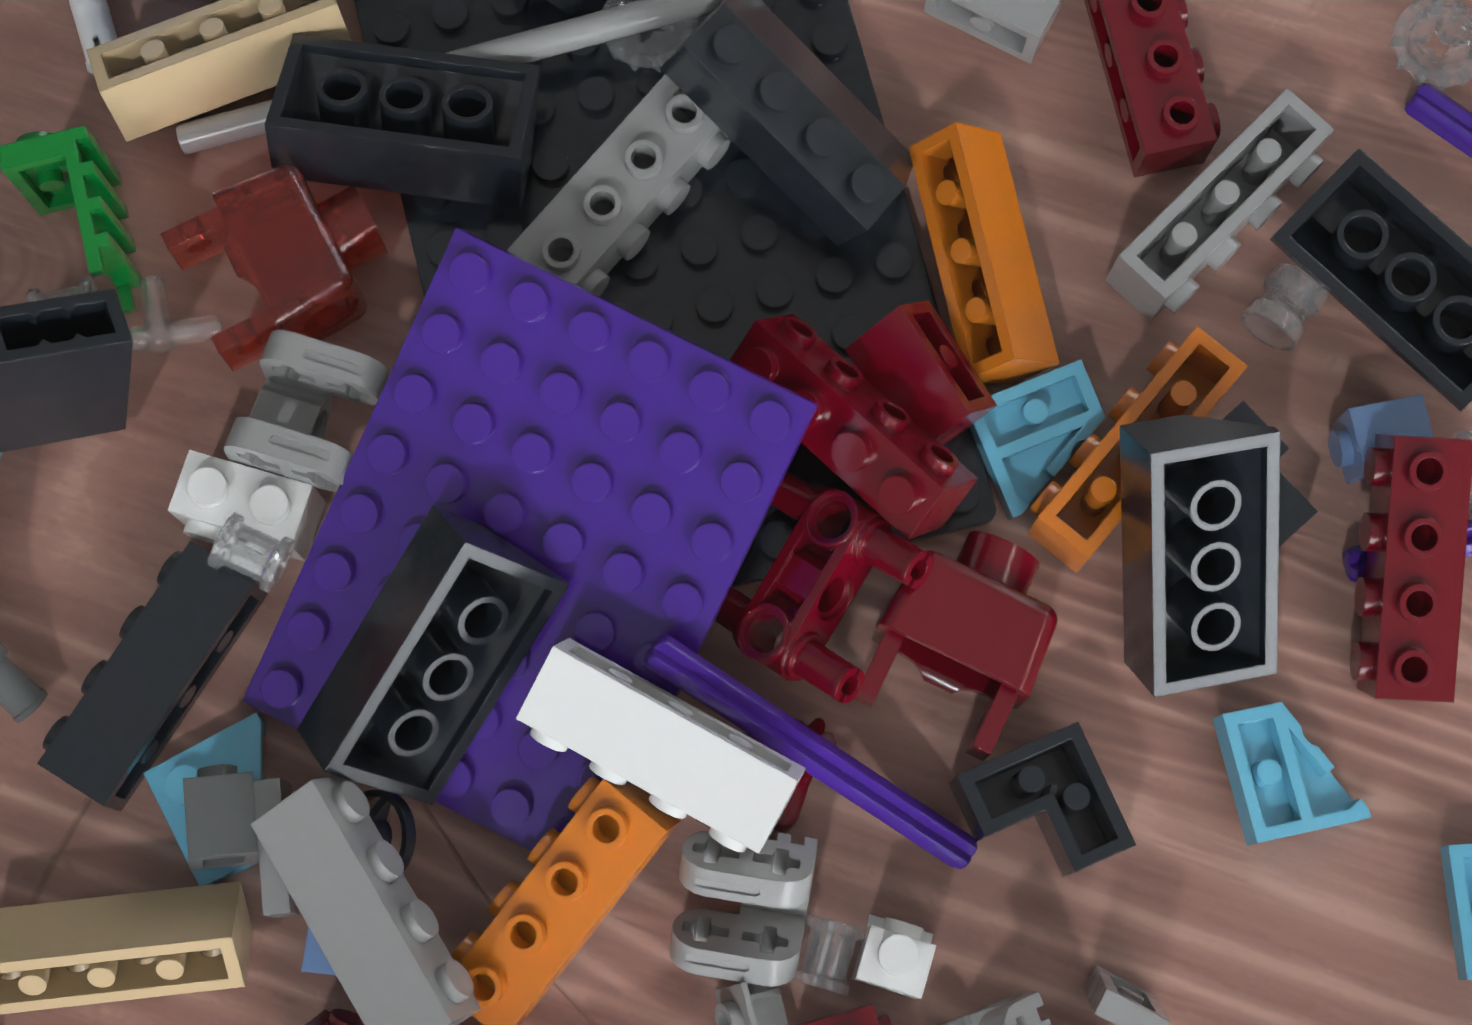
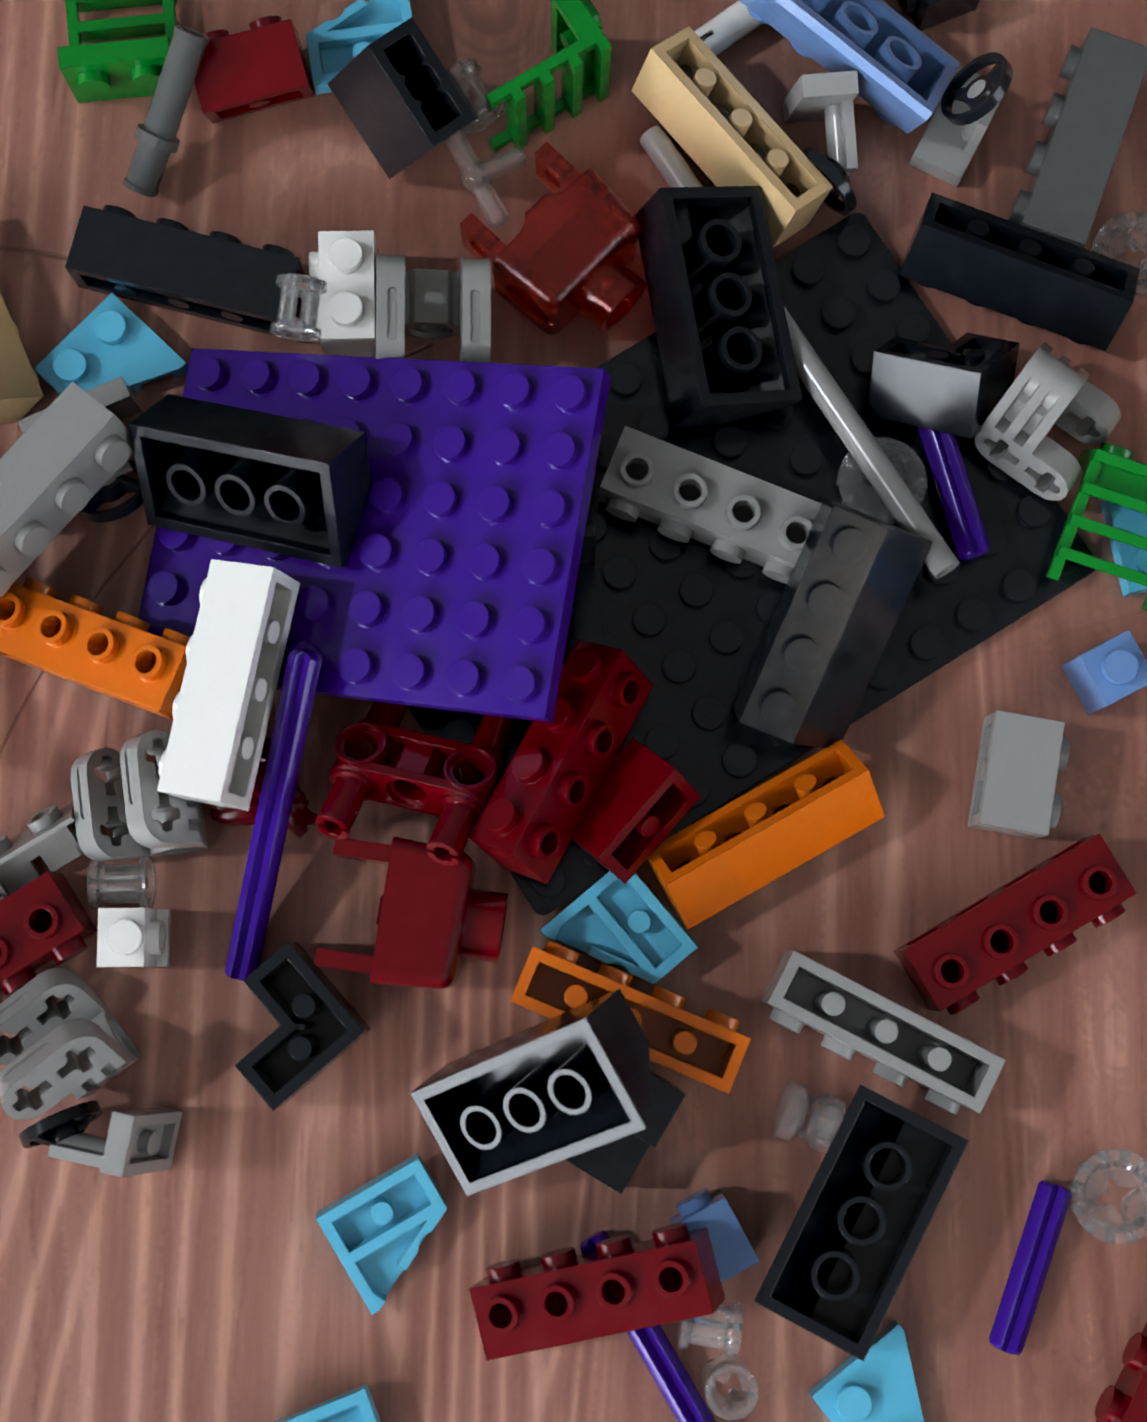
camera: 70 degrees right, 5 degrees up
(219, 818) = (82, 356): dark grey brick -> none

